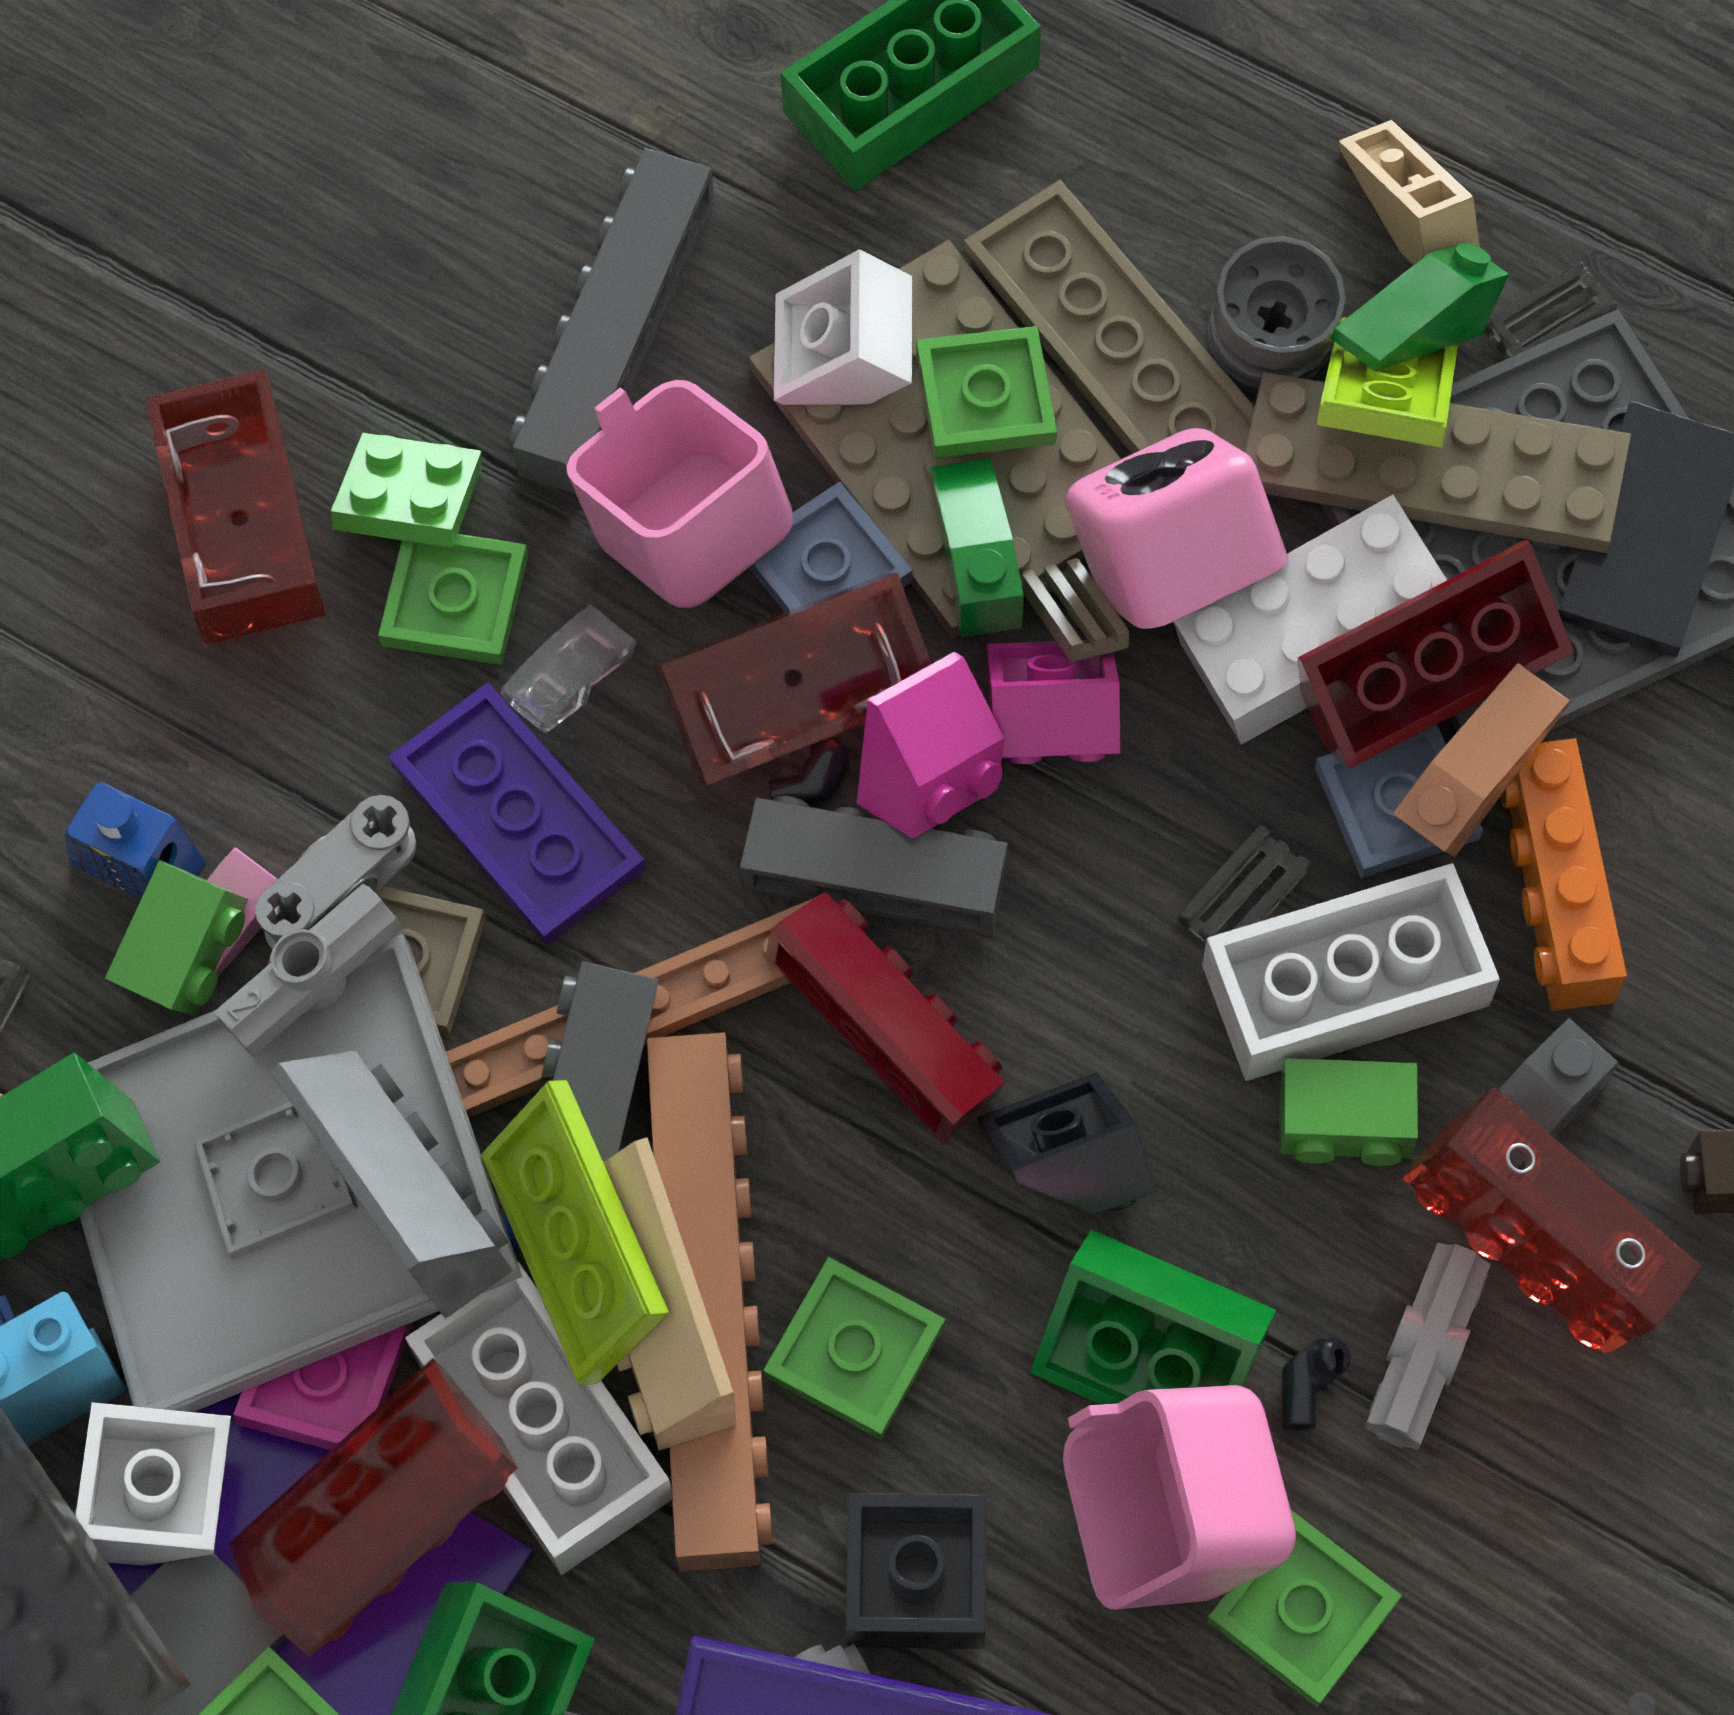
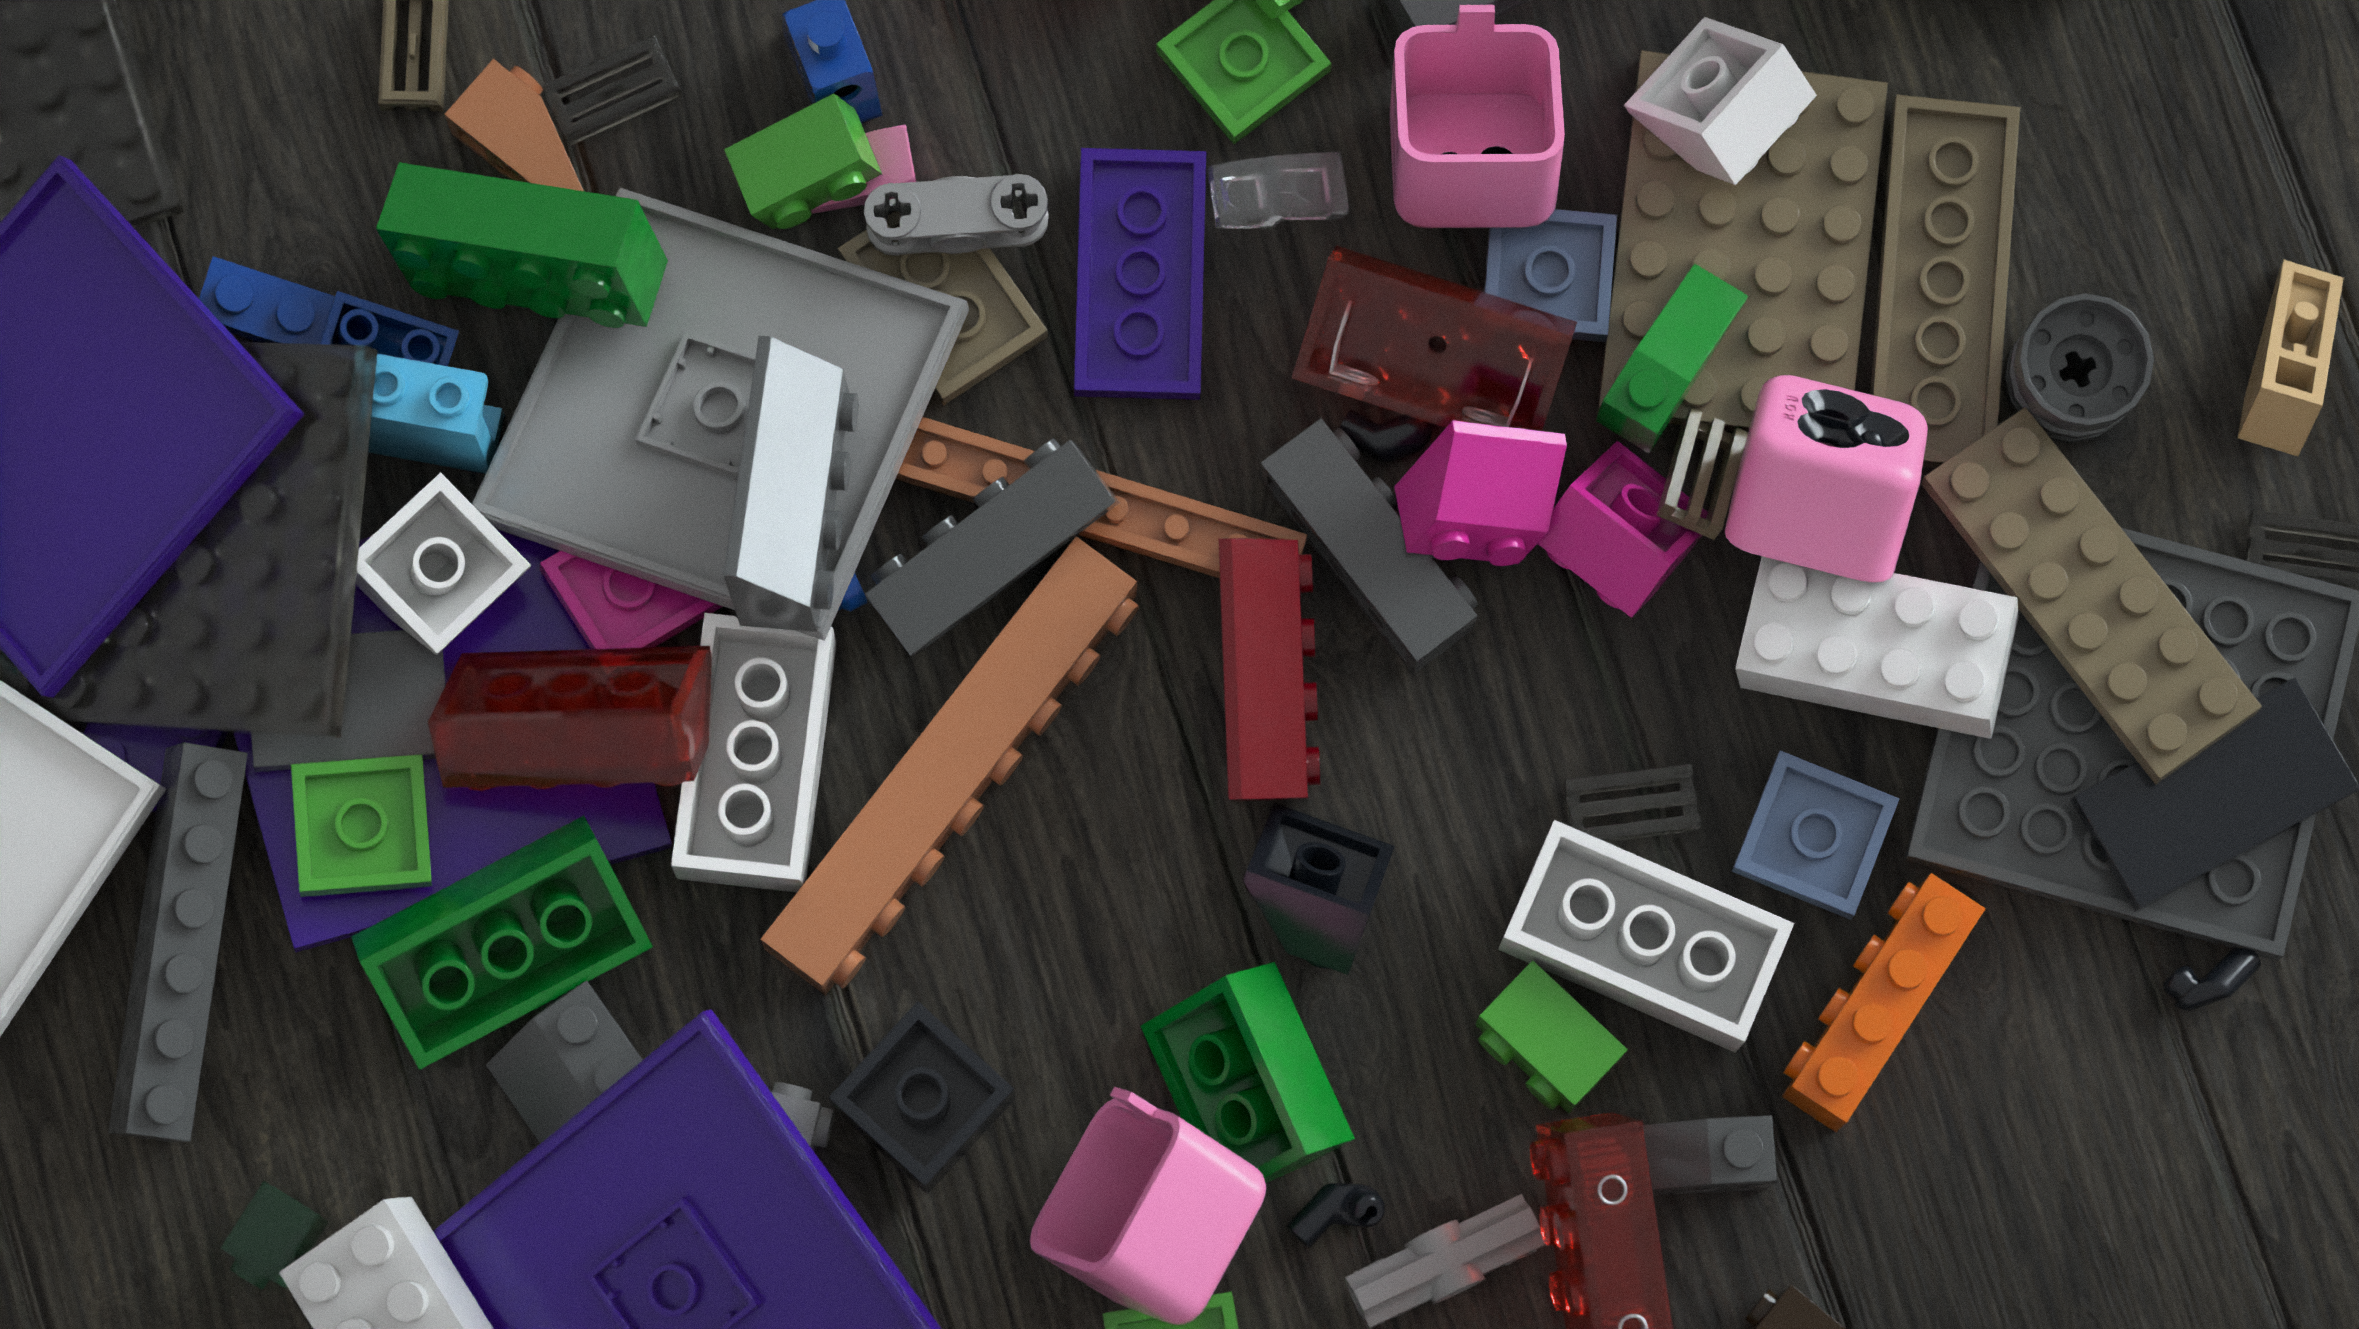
camera: 35 degrees right, 10 degrees up
(279, 992) = (831, 272): light grey piece -> none
(574, 1233) = (882, 642): lime tile -> none
(678, 1362) = (900, 738): tan slope -> none
(854, 1348) = (1027, 897): bright green plate -> none
(986, 392) = (1791, 239): bright green plate -> none
(1394, 402) = (2110, 501): lime tile -> none
(1426, 308) = (2198, 464): green slope -> none
(1432, 656) = (1927, 754): dark red slope -> none
(1481, 760) = (1888, 864): nougat slope -> none

